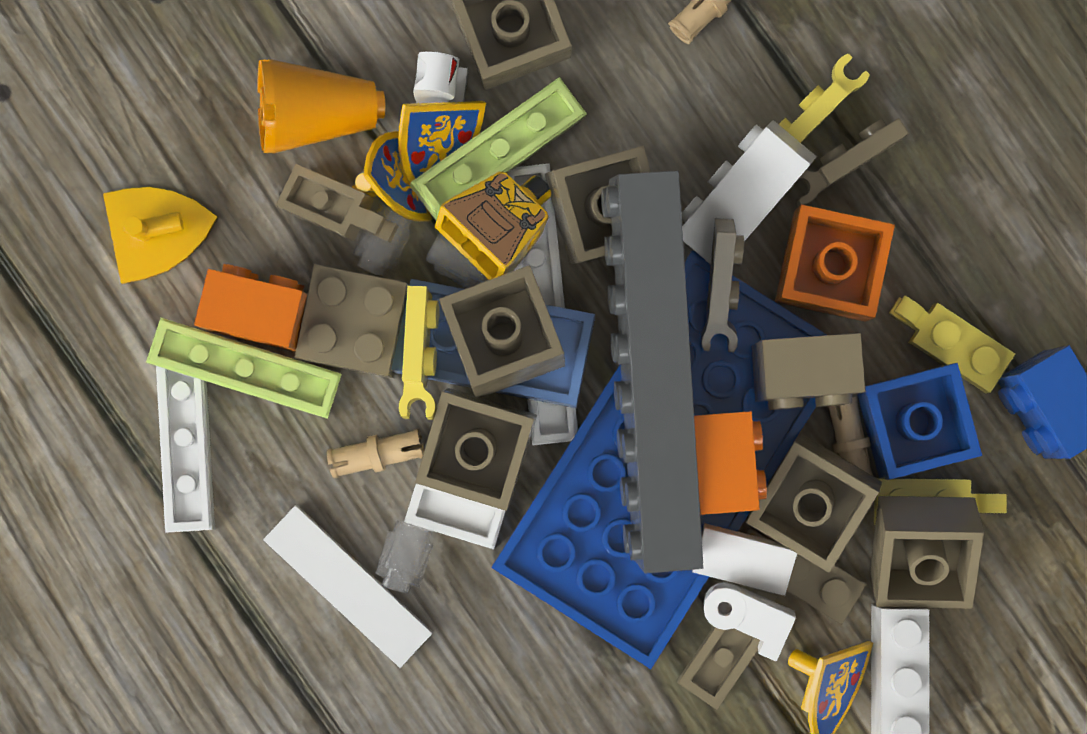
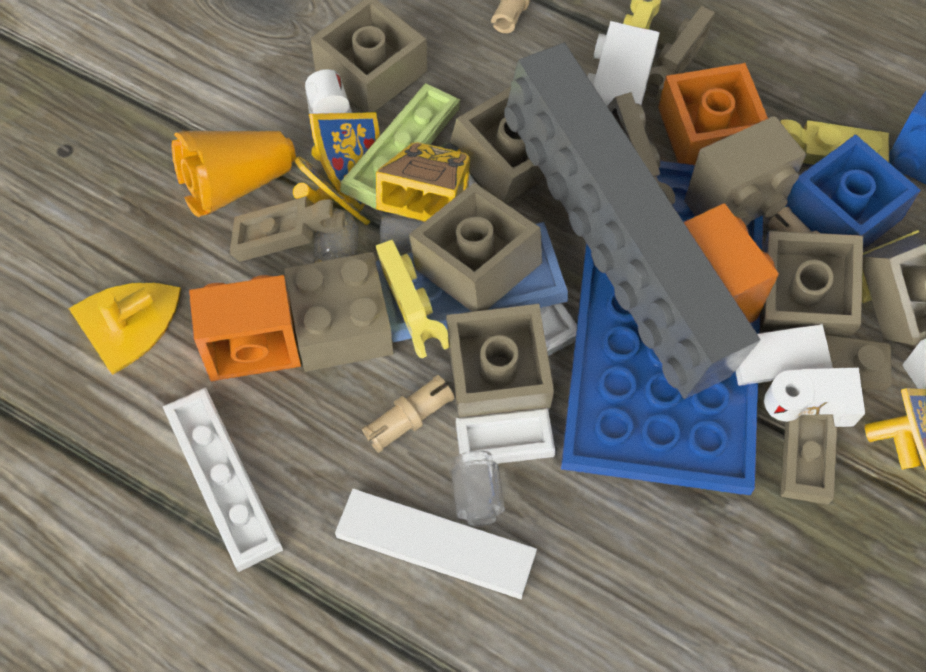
camera: 25 degrees left, 25 degrees down
(243, 368) = (253, 390): yellowish green tile -> none

